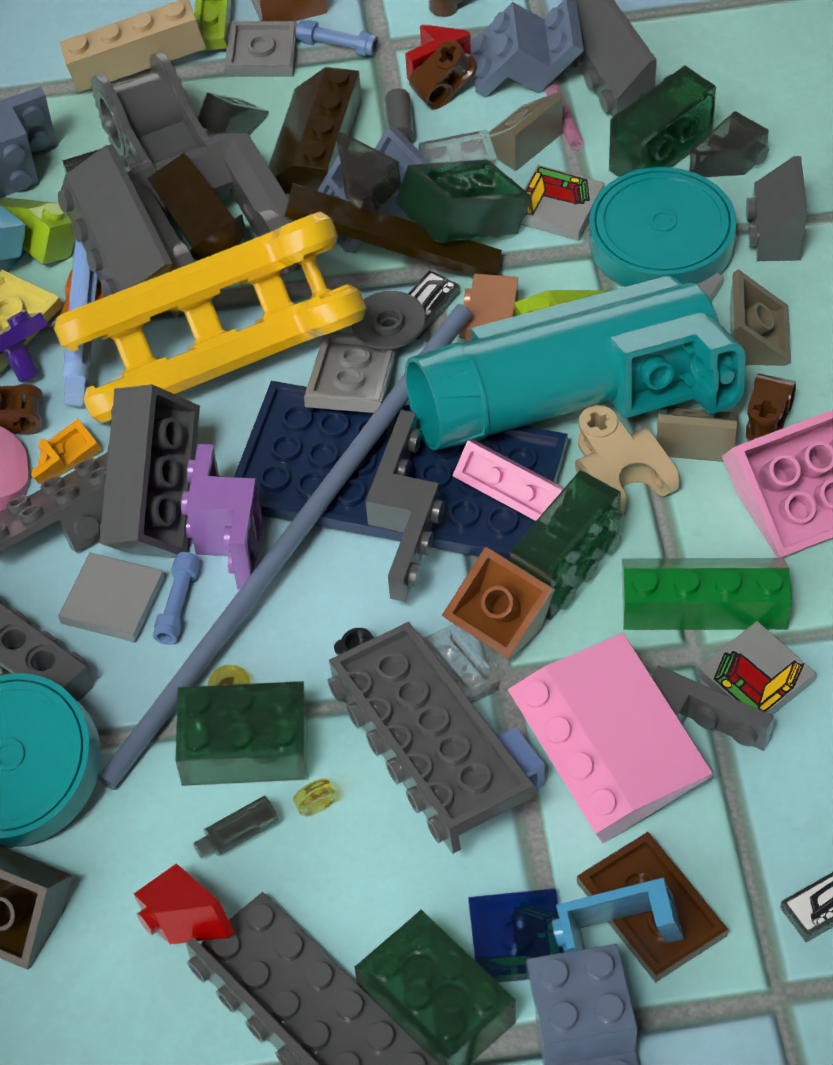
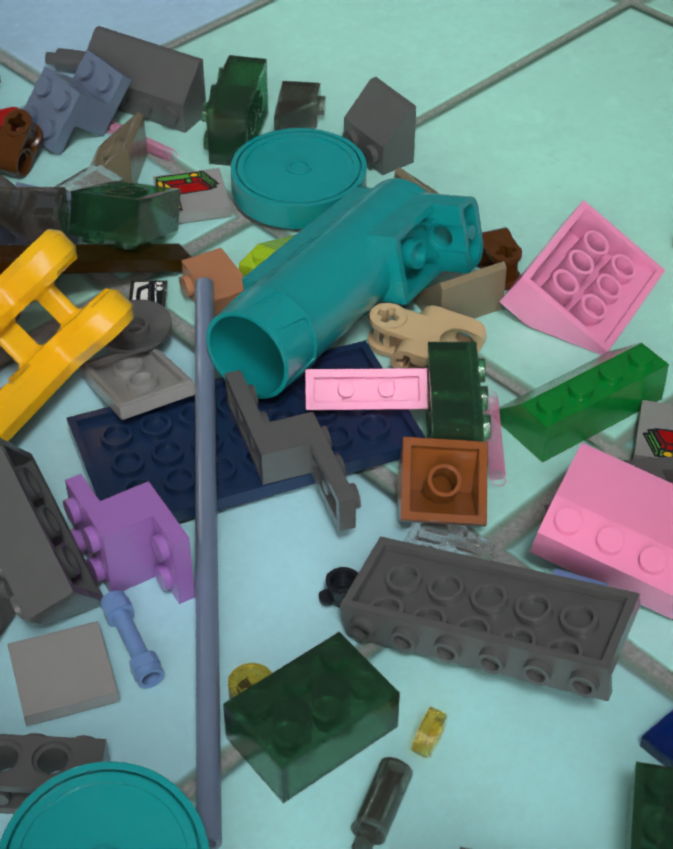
camera: 40 degrees left, 10 degrees down
(617, 551) = (501, 444): none -> bright pink piece

